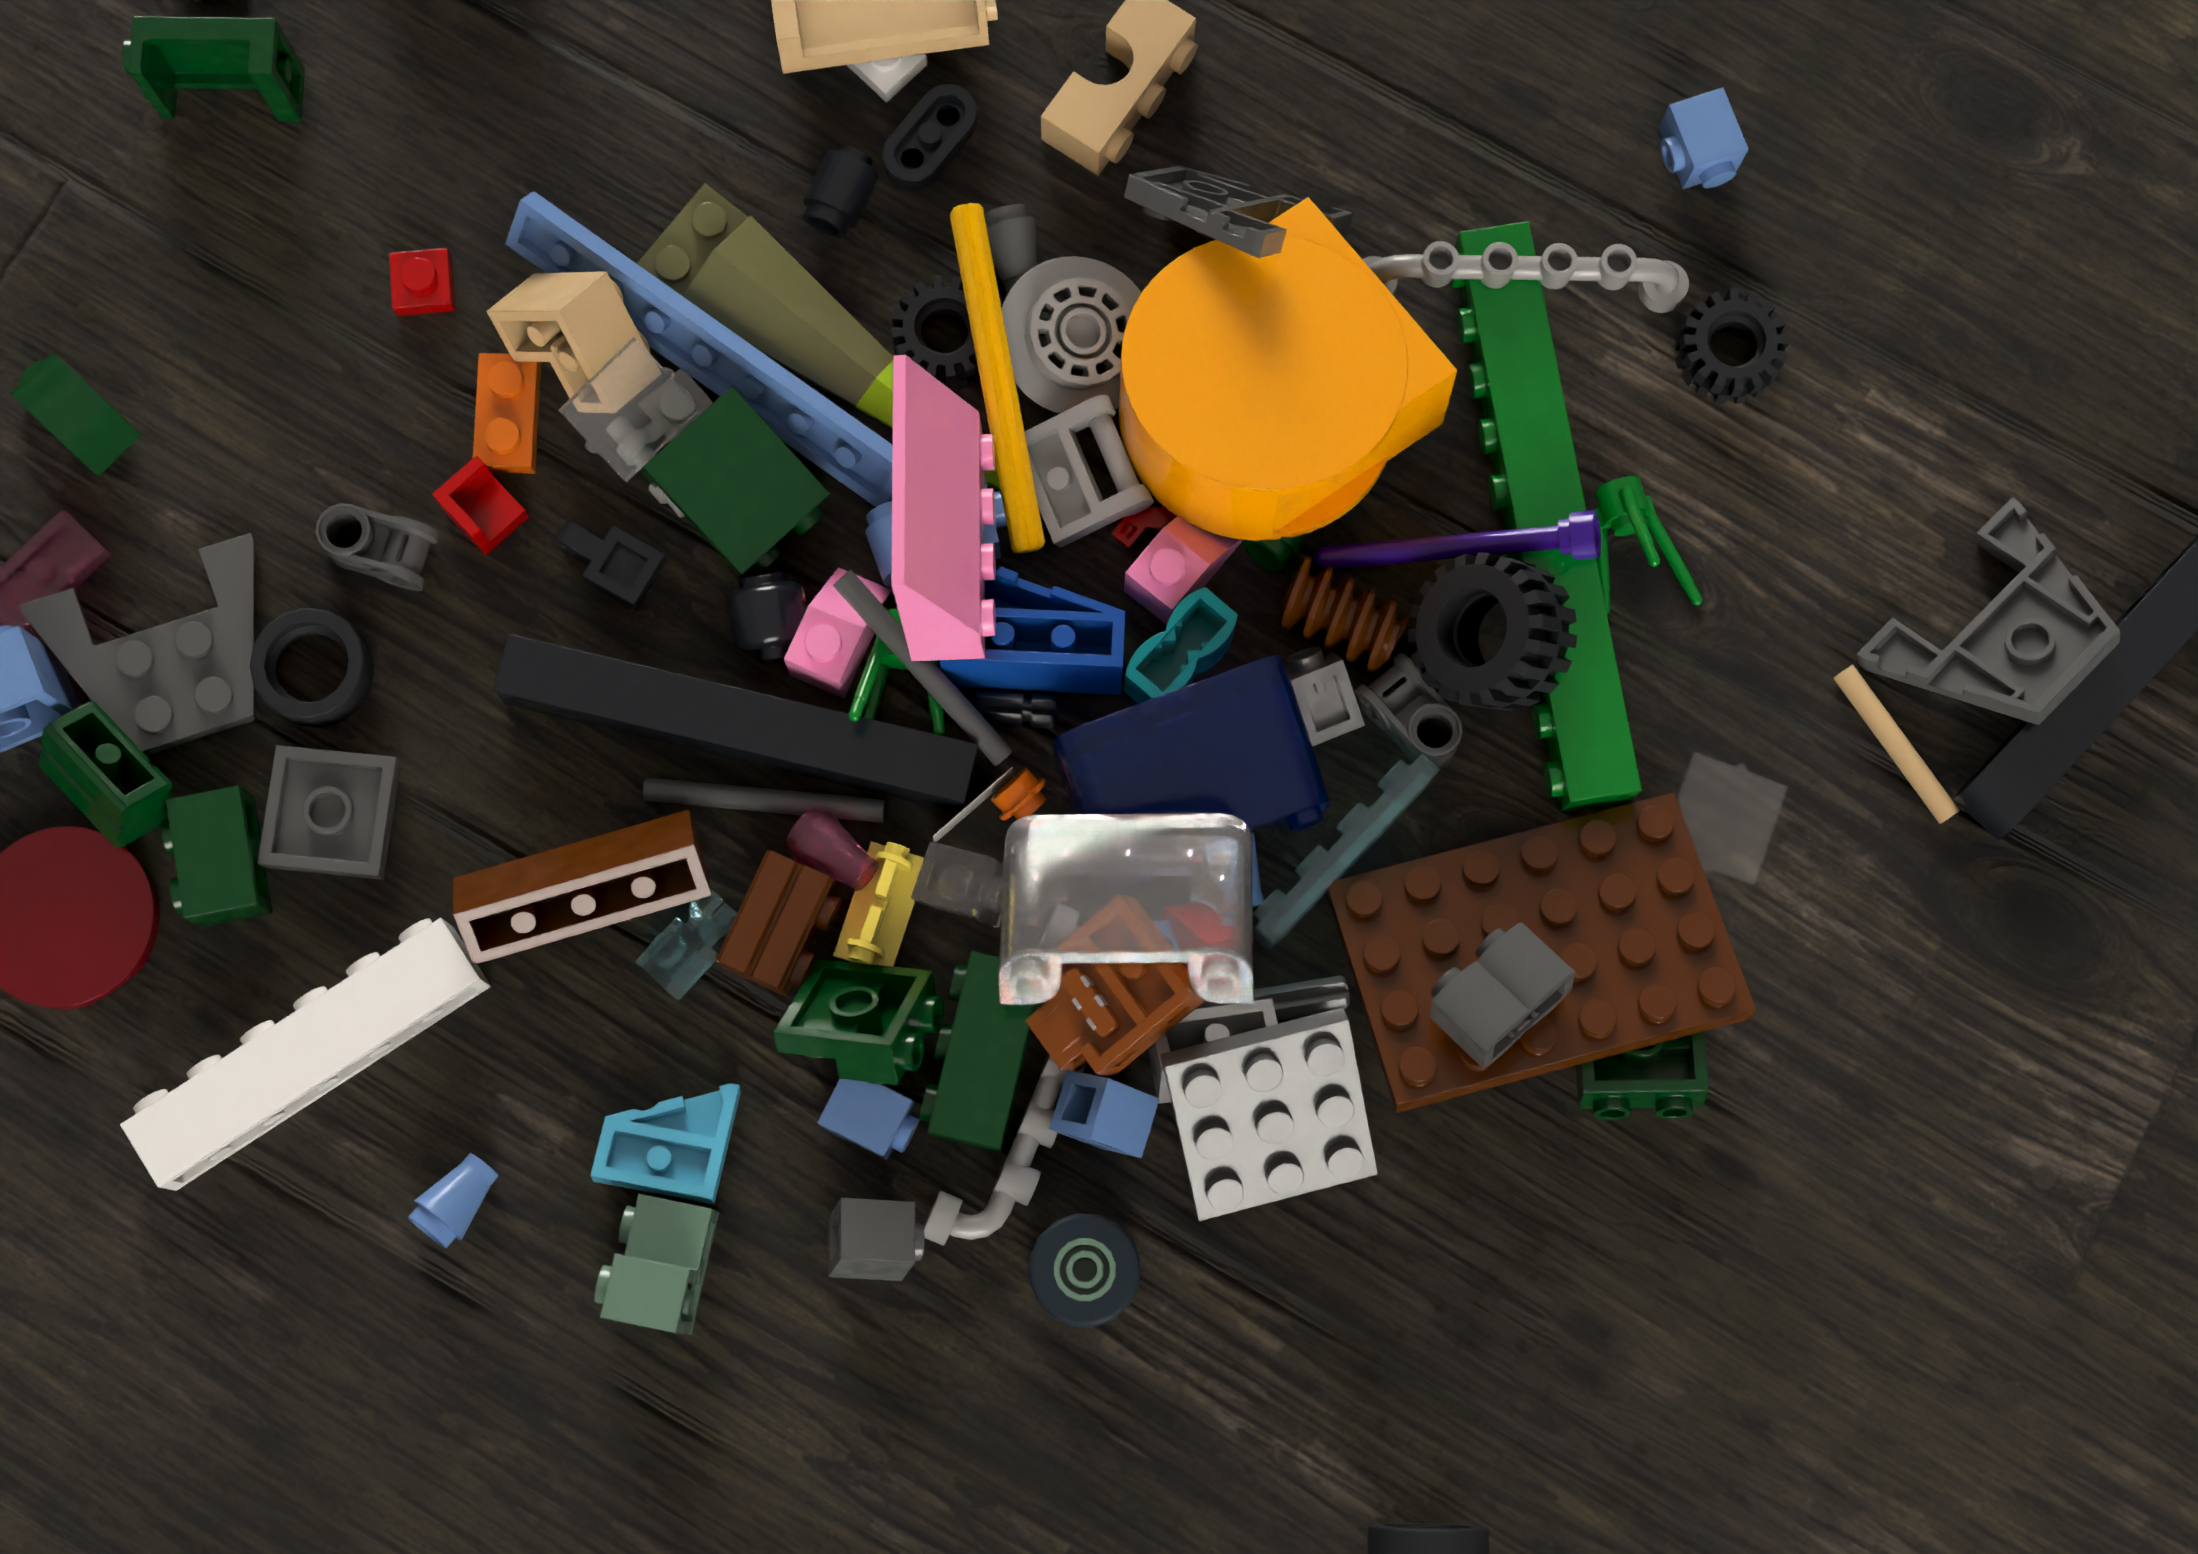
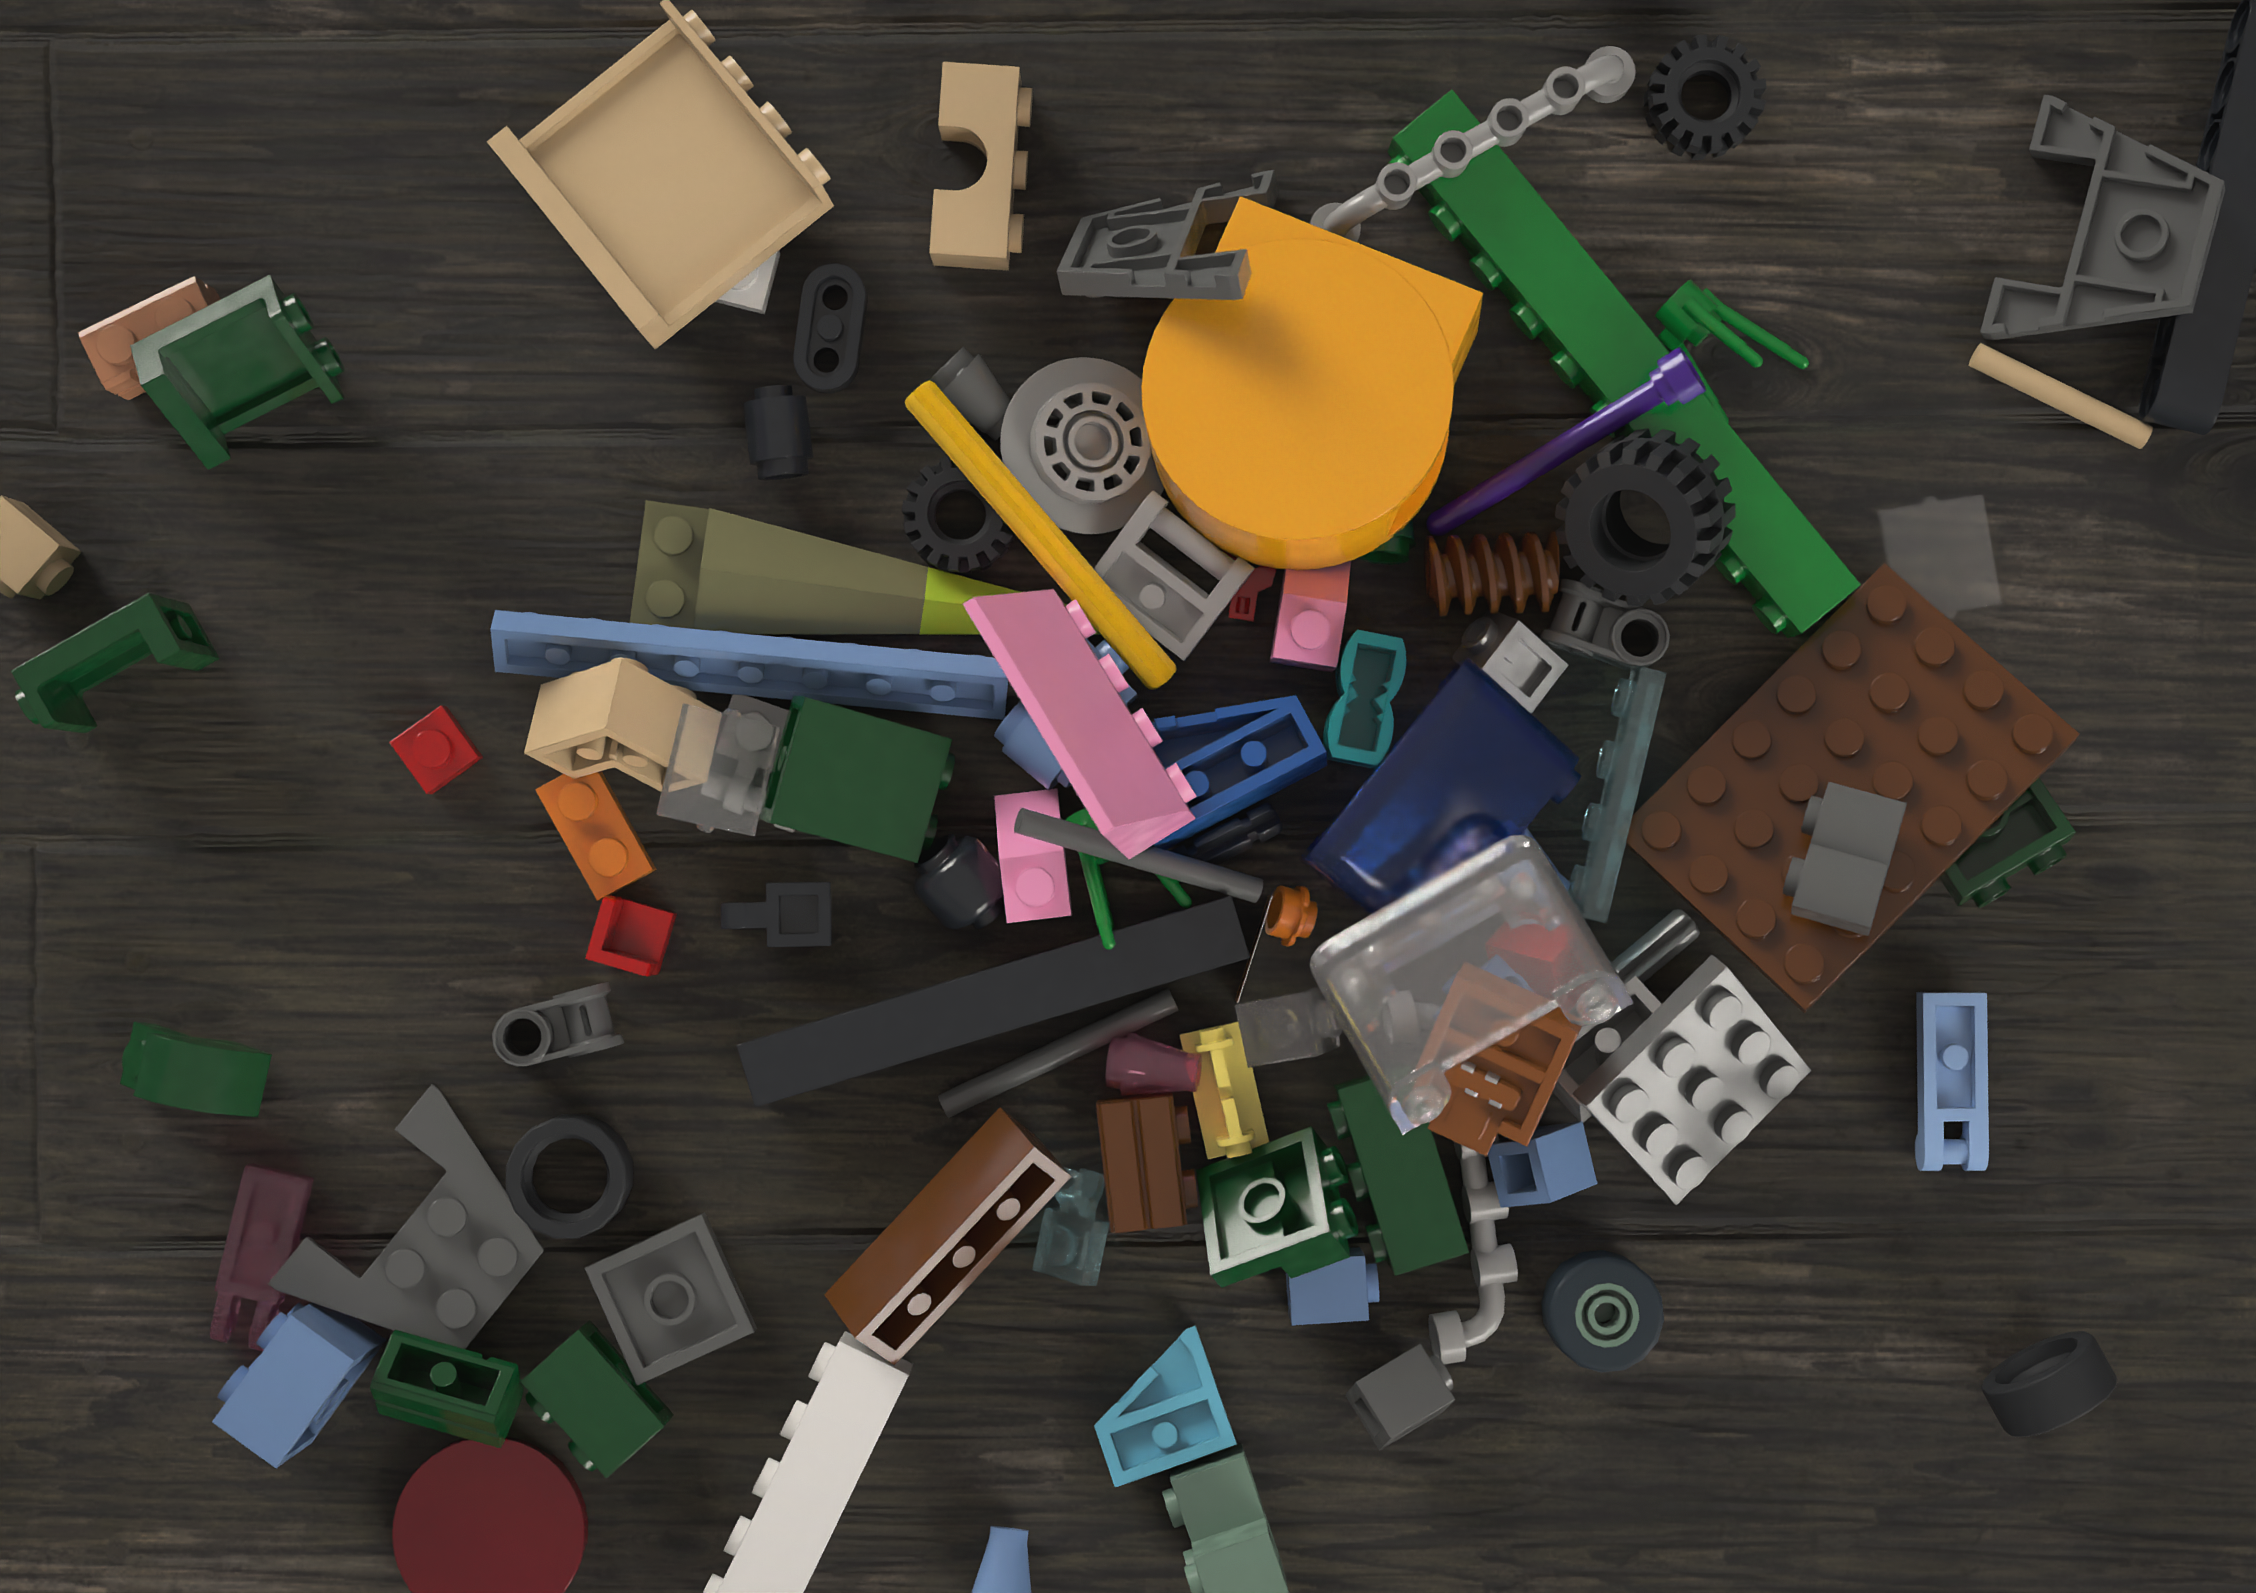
camera: 30 degrees left, 10 degrees up
(1493, 1250) = (1952, 1079): none -> light blue plate

